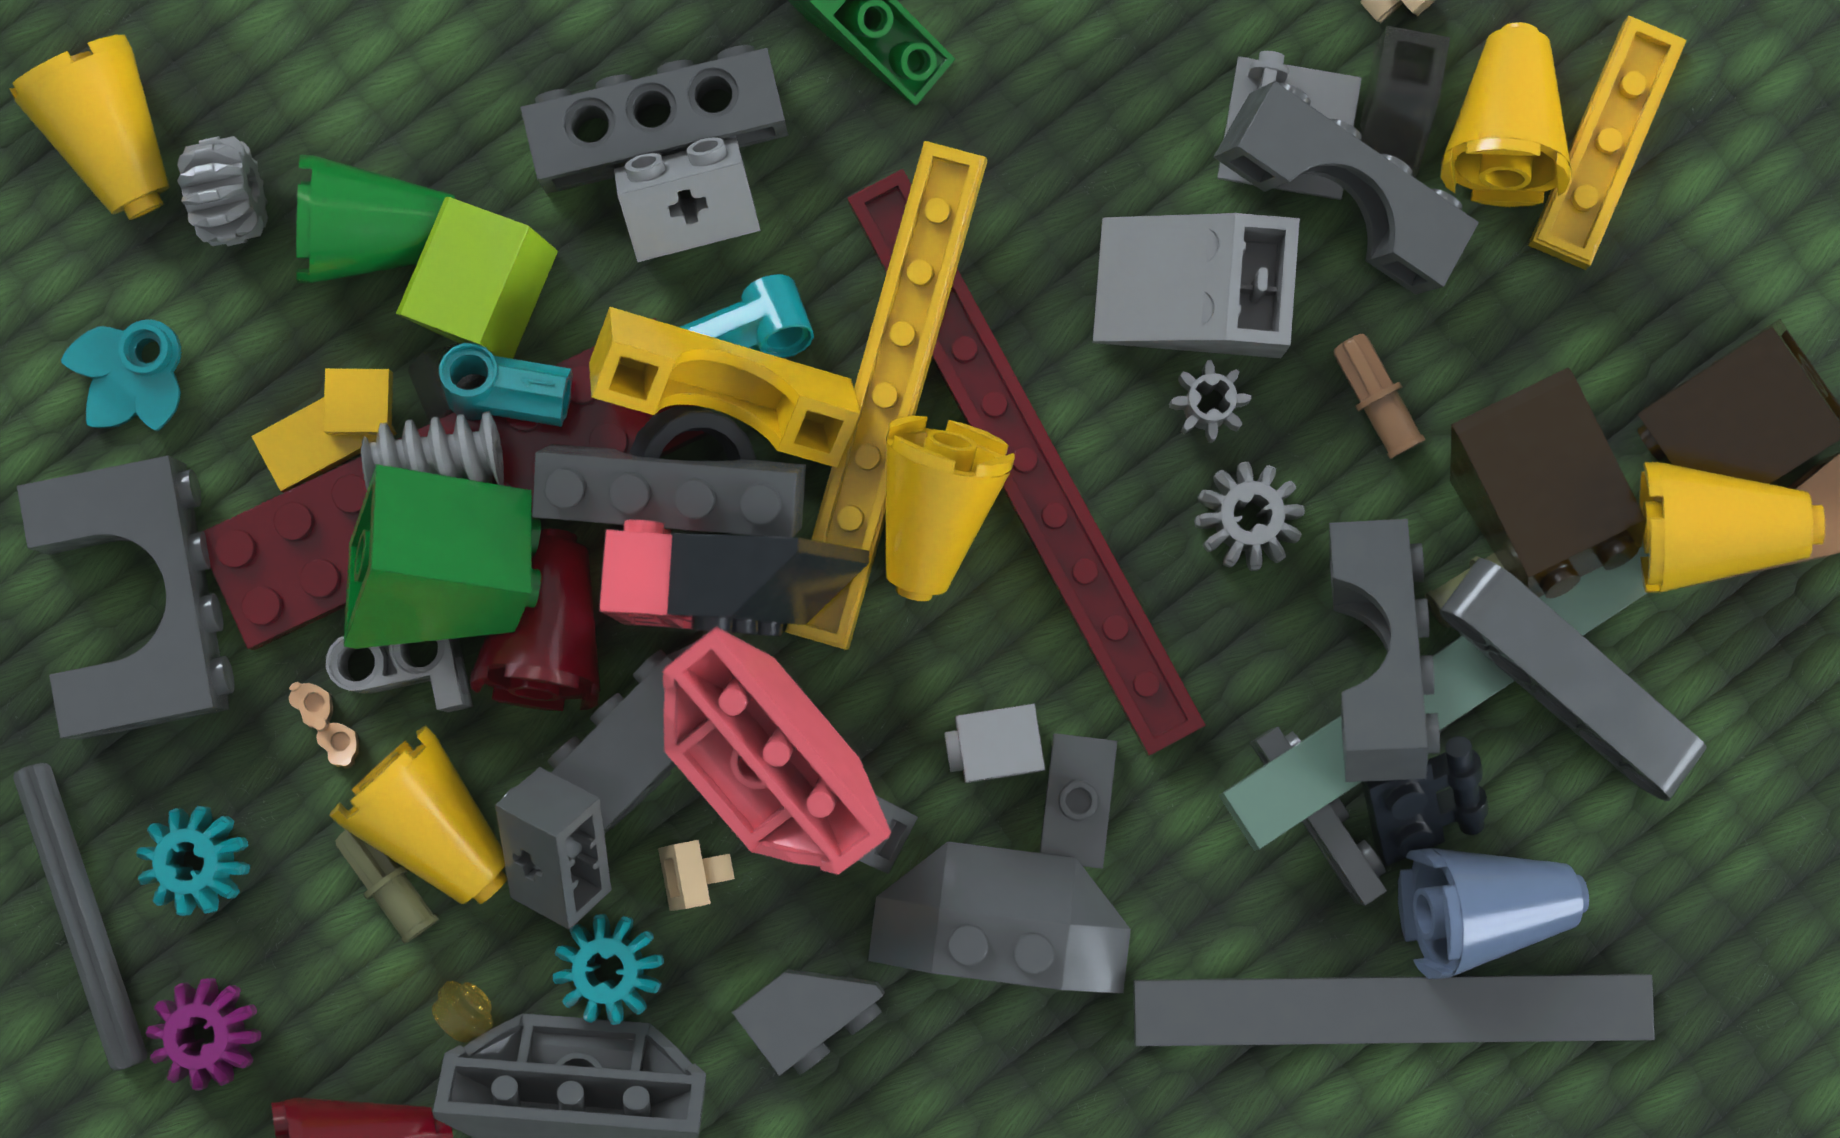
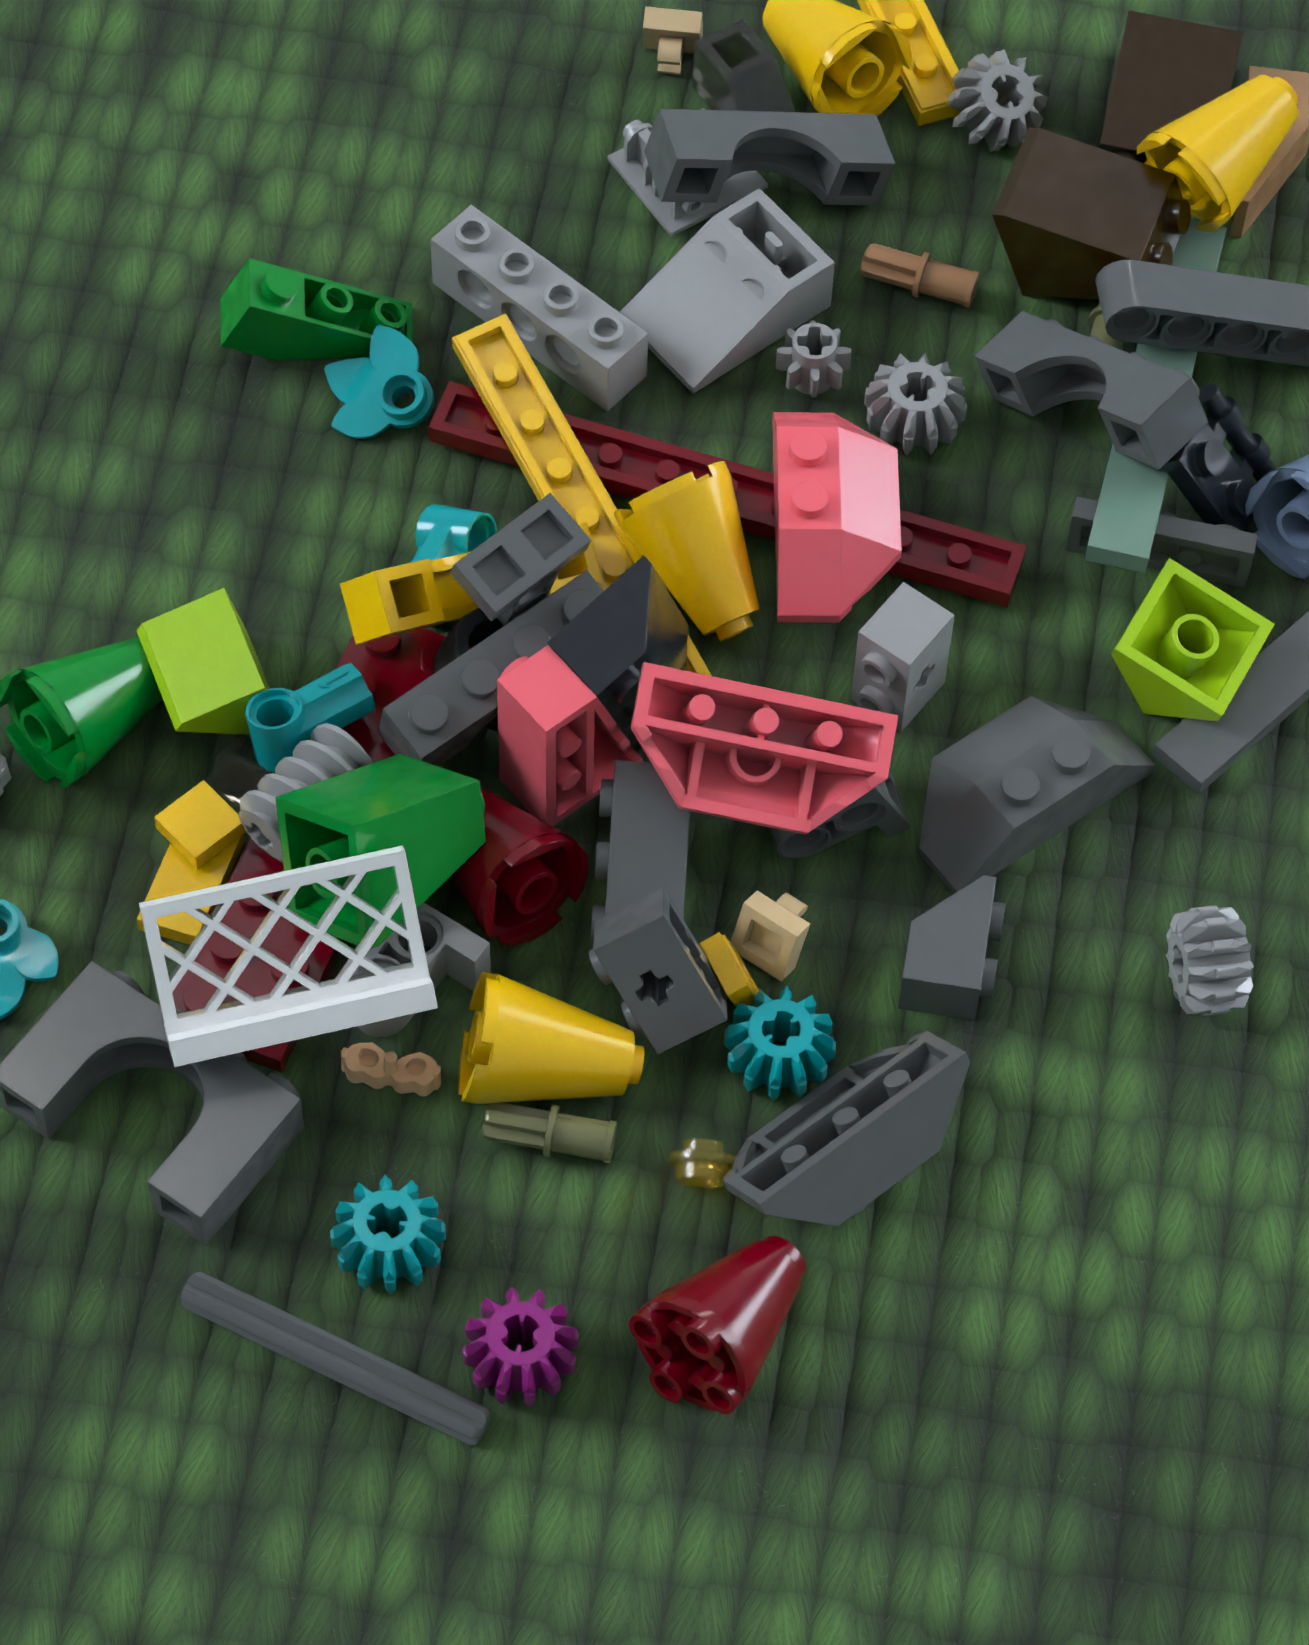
camera: 50 degrees left, 25 degrees down
(247, 637) = (302, 1010): none -> white fence
(557, 115) = (267, 475): dark grey brick -> none
(626, 882) = (730, 969): none -> yellow tile
(667, 224) = (313, 508): light grey brick -> none
(734, 427) = (521, 560): none -> dark grey tile
(849, 114) = (375, 383): none -> teal plate
(1037, 160) = (551, 312): none -> light grey brick
(1075, 561) = (831, 514): none -> coral wedge
(1078, 798) = (991, 668): dark grey plate -> none
(1236, 936) = (1188, 646): none -> lime slope
(1622, 296) = (977, 94): none -> light grey gear

